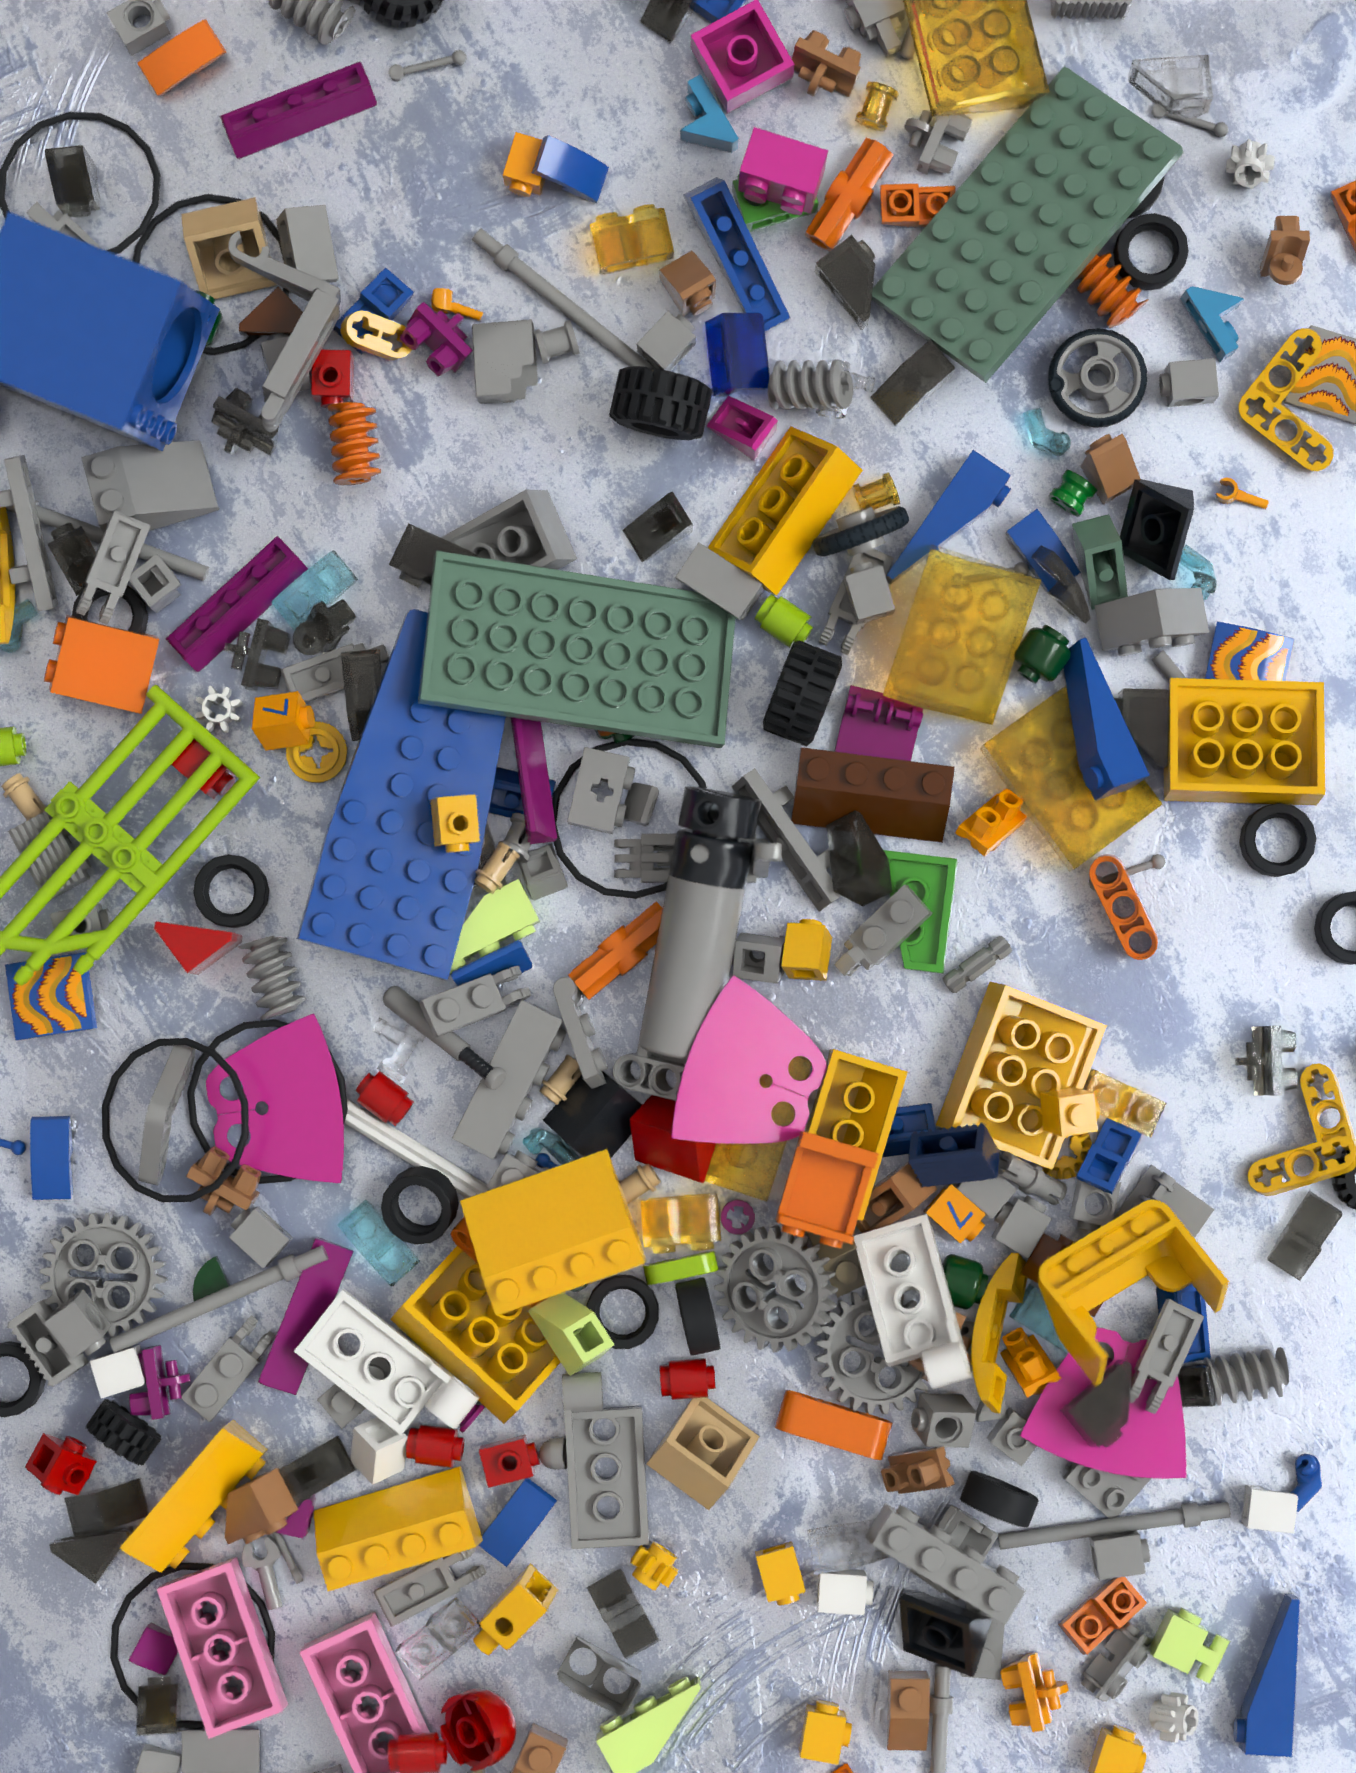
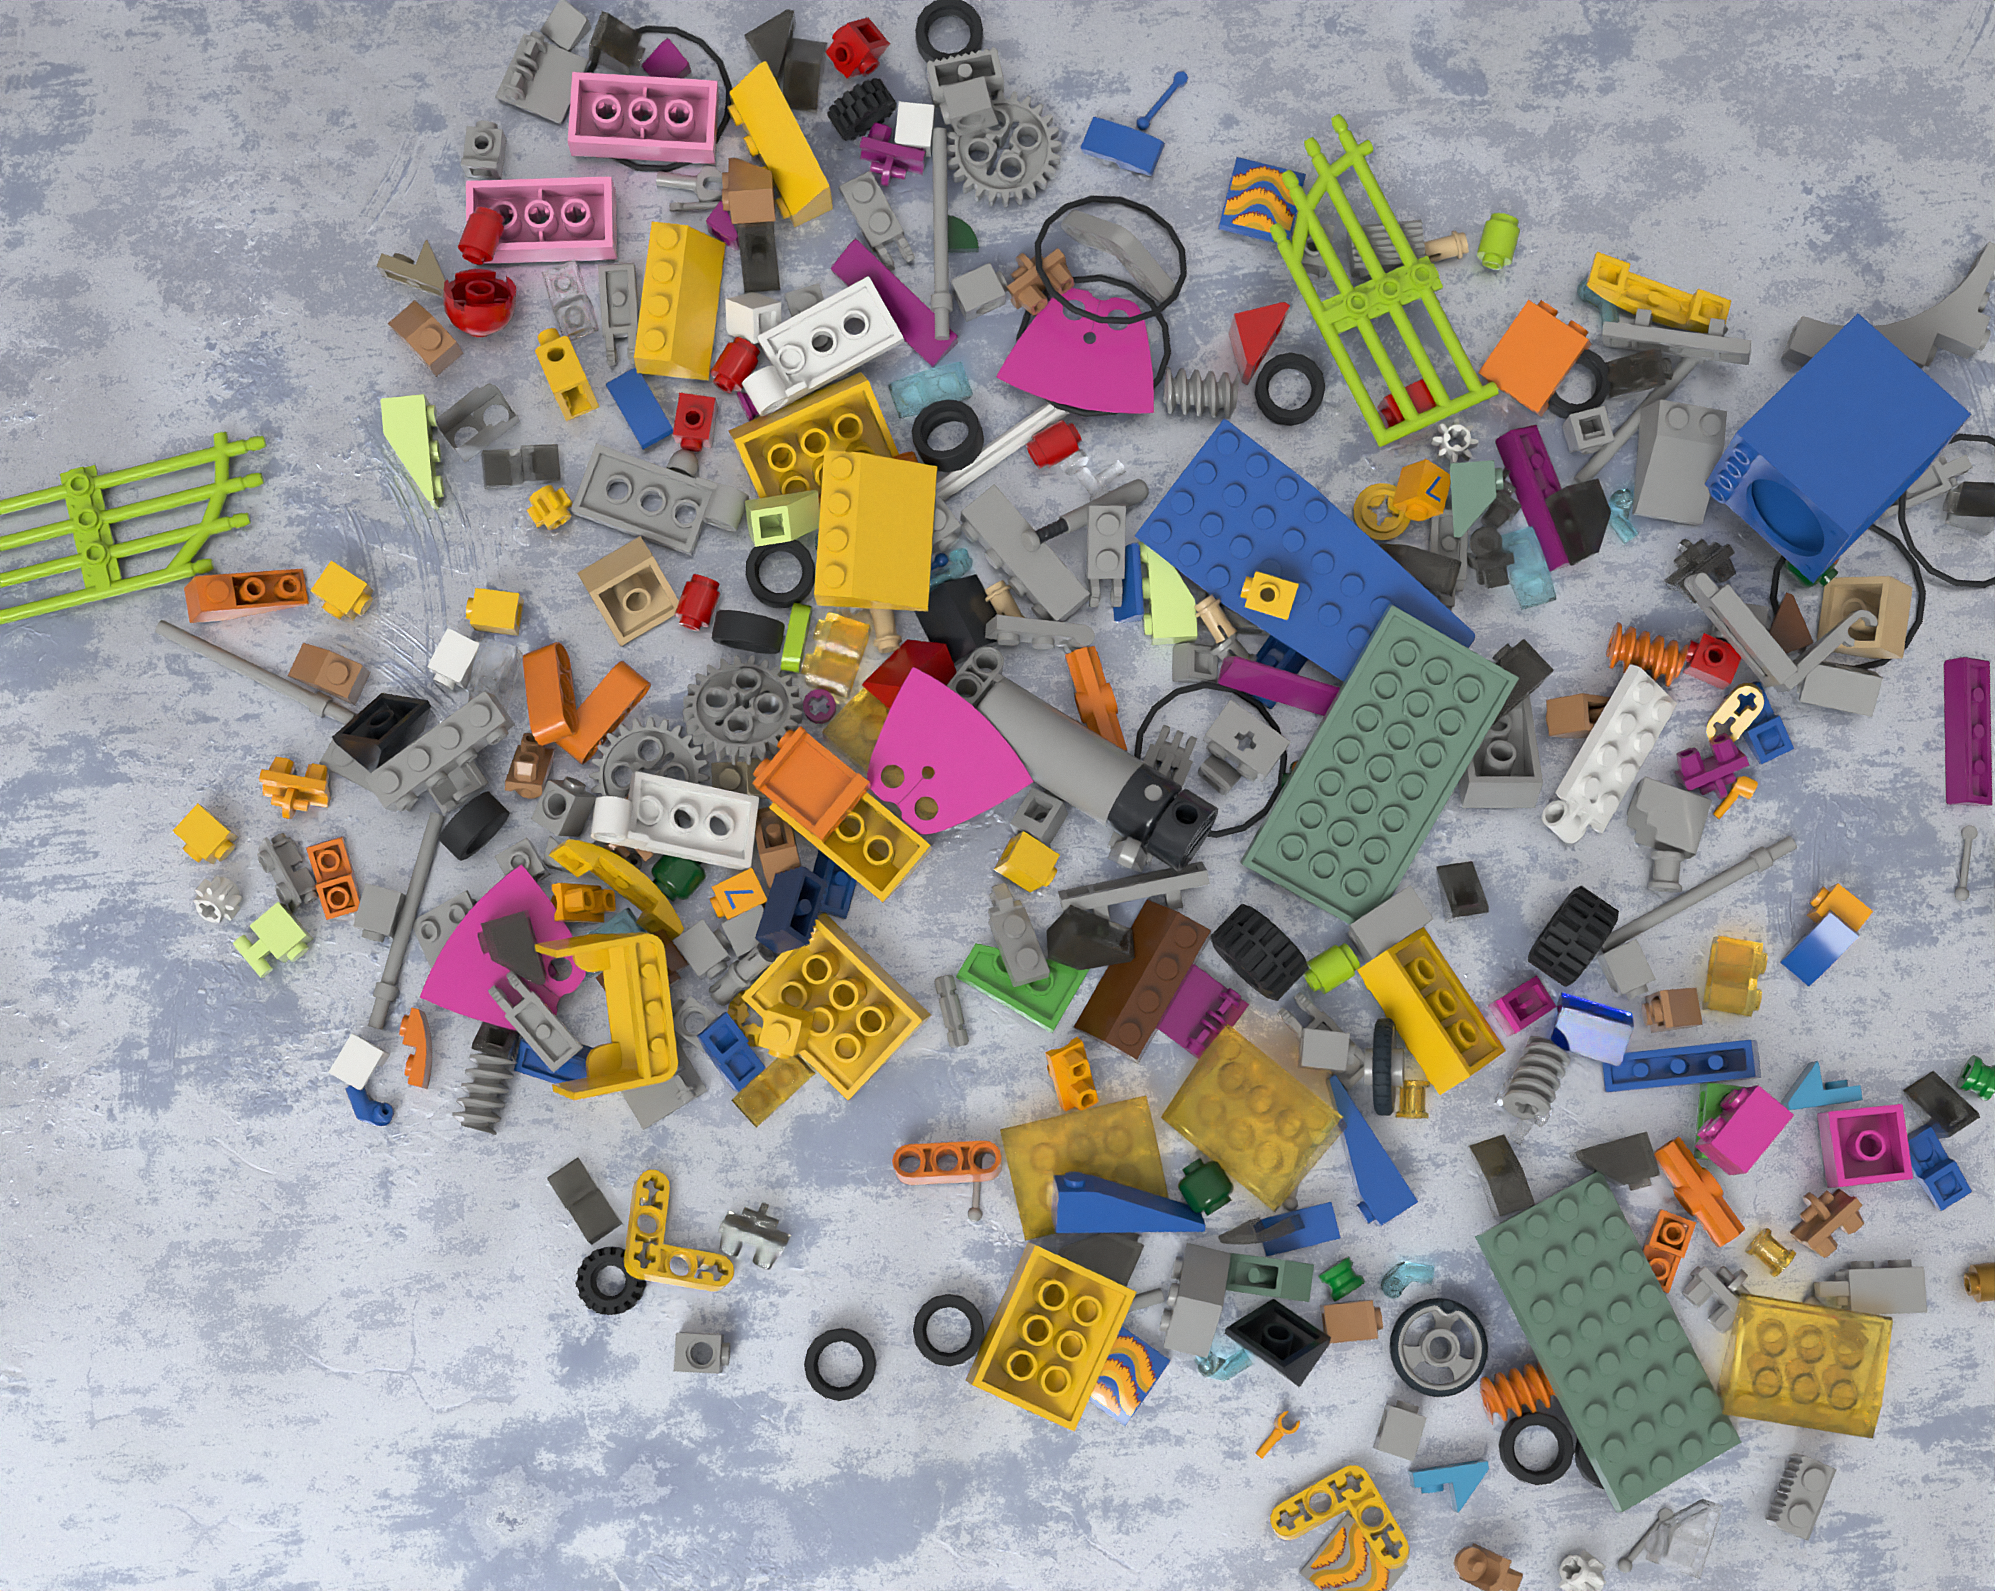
camera: 110 degrees right, 5 degrees down
(113, 562) = (1621, 397): light grey hinge -> none
(222, 523) = (1620, 506): none -> clear light blue arm
(247, 556) = (1580, 518): none -> clear smoke slope
(266, 669) = (1472, 491): none -> sand green slope
(438, 475) = (1574, 715): none -> medium nougat slope
(469, 437) = (1610, 757): none -> white hinge
(840, 1482) = (550, 693): none -> orange beam
(1221, 1464) = (417, 1034): none -> orange slope
(1269, 1704) = (193, 990): blue slope -> none

